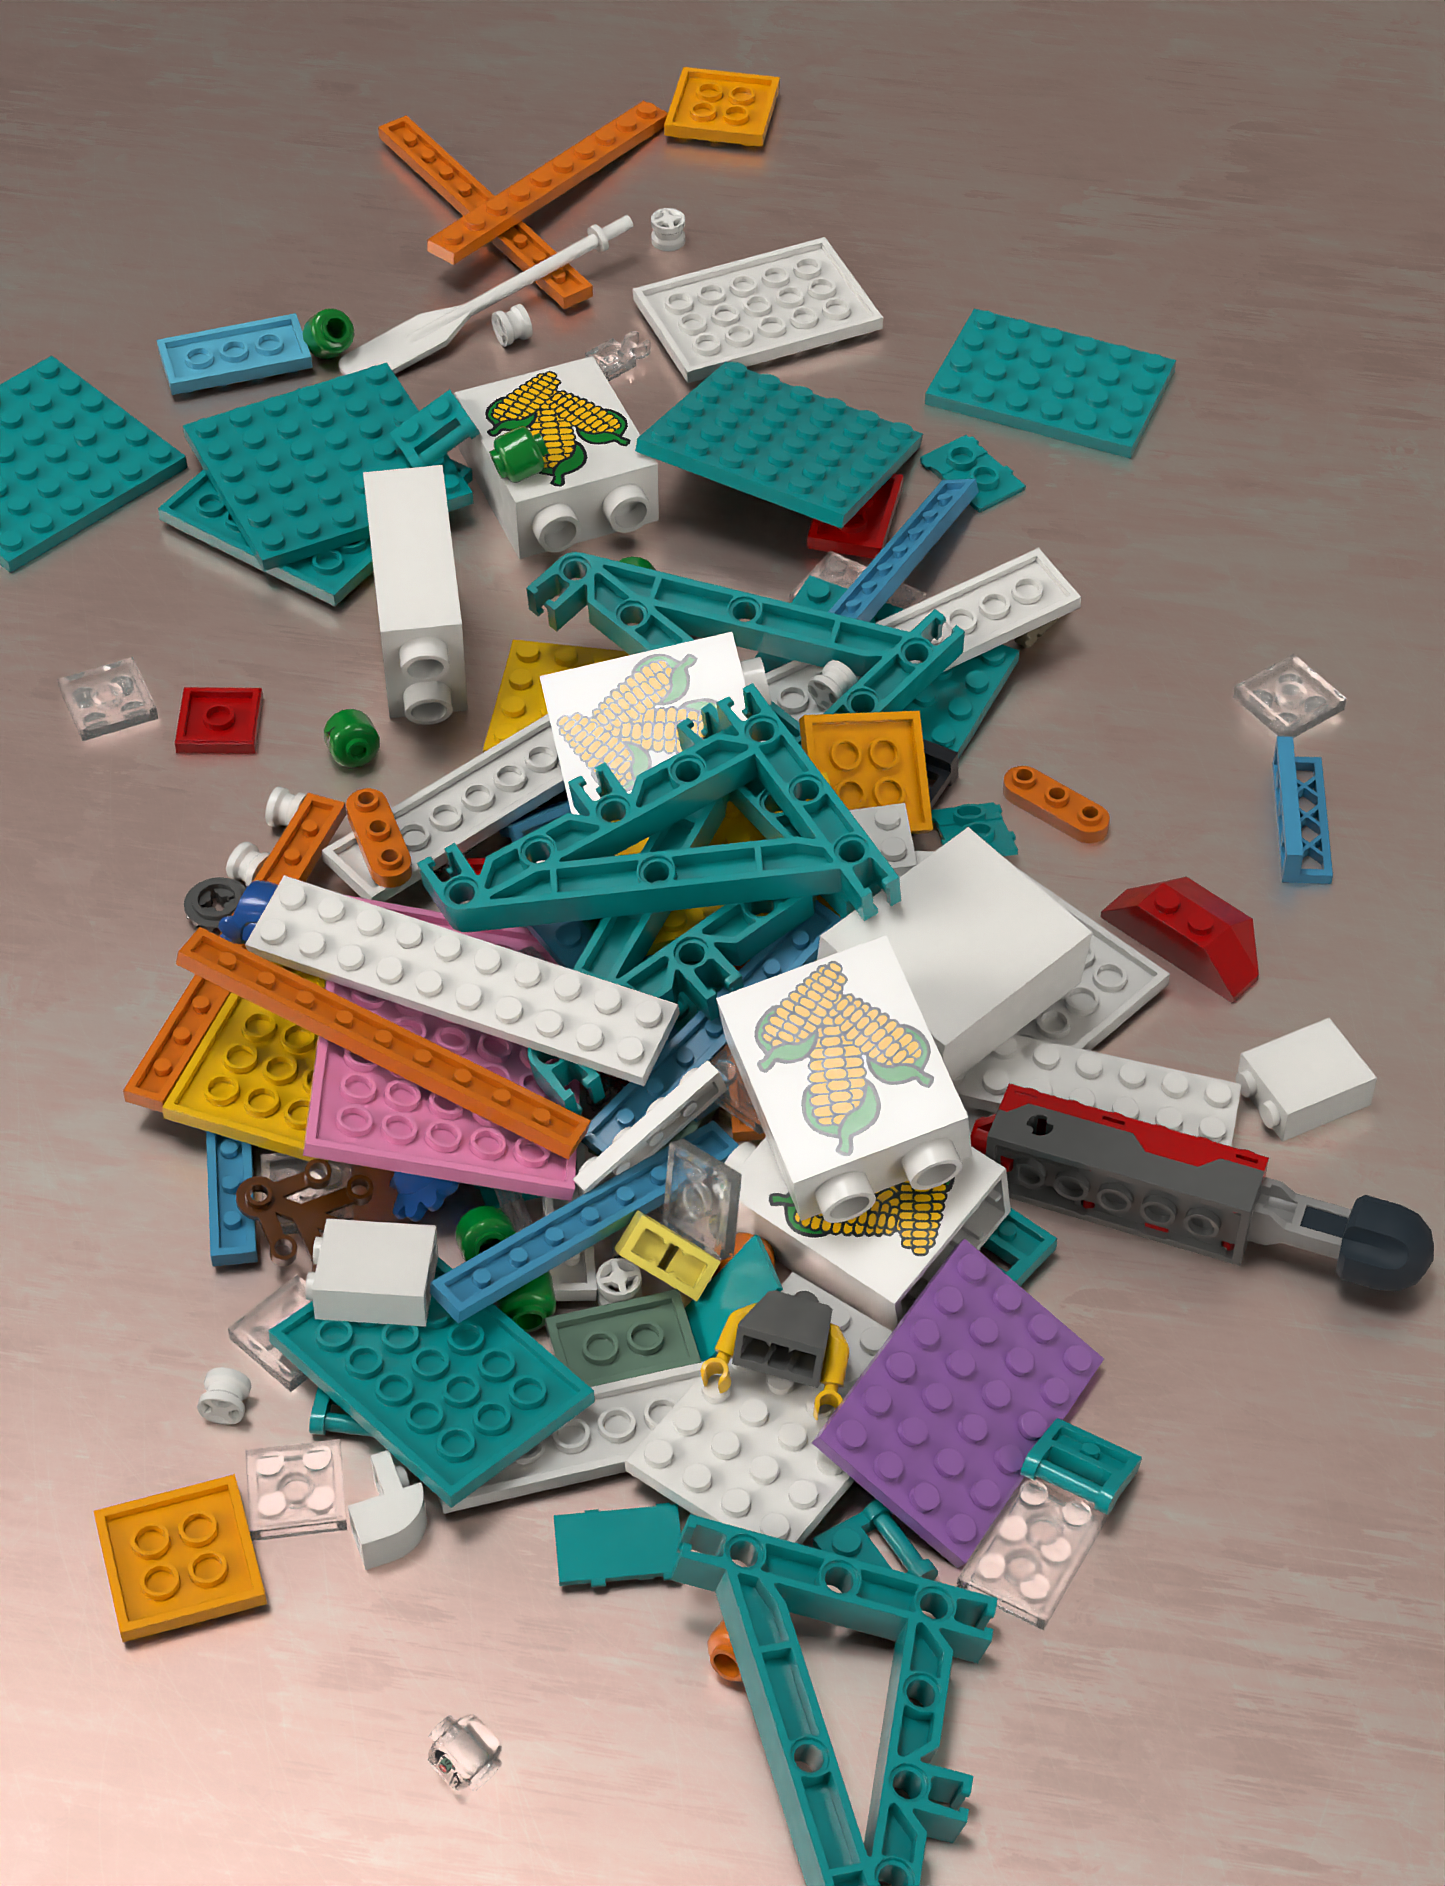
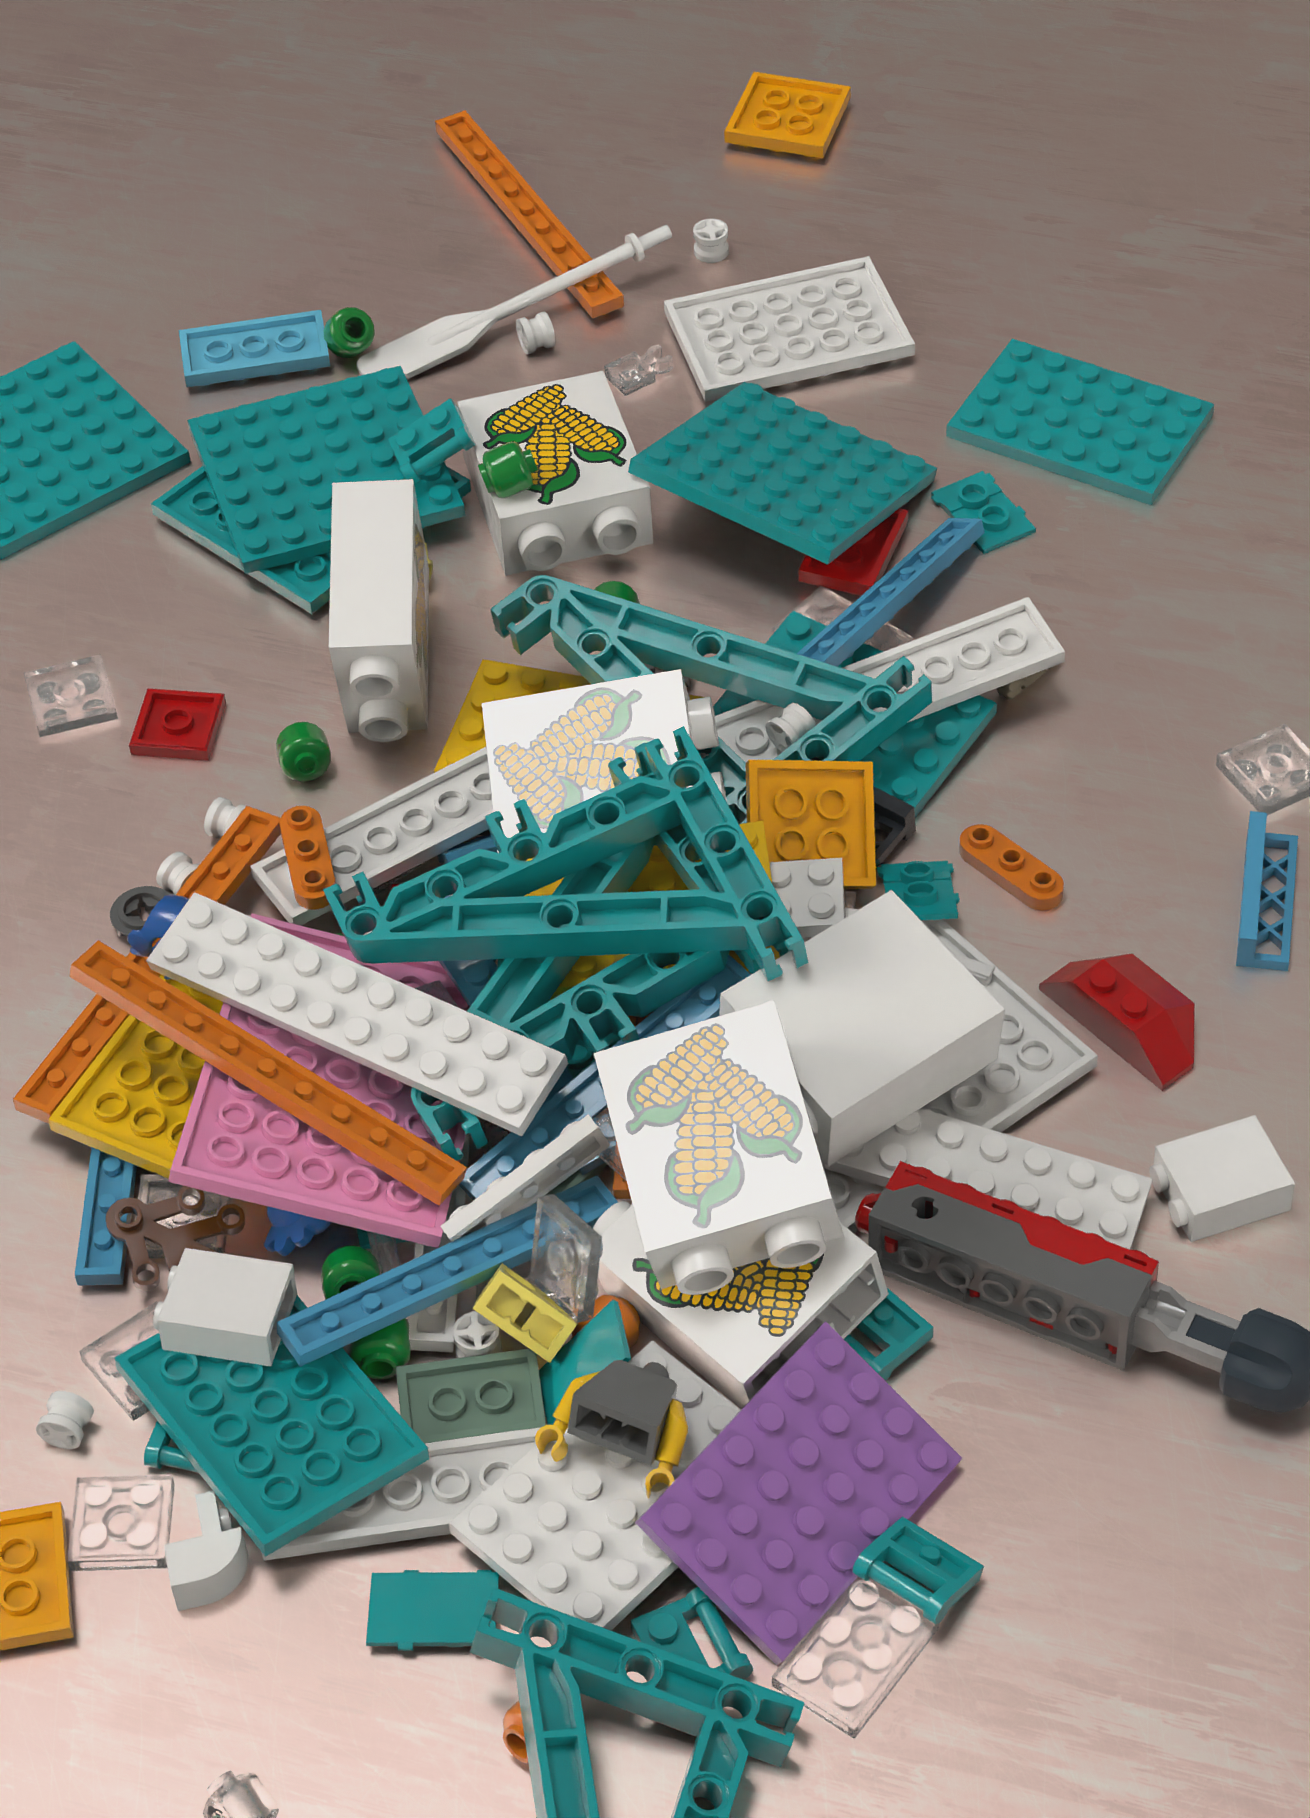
camera: 10 degrees right, 0 degrees up
(546, 183) = (594, 186): orange plate -> none

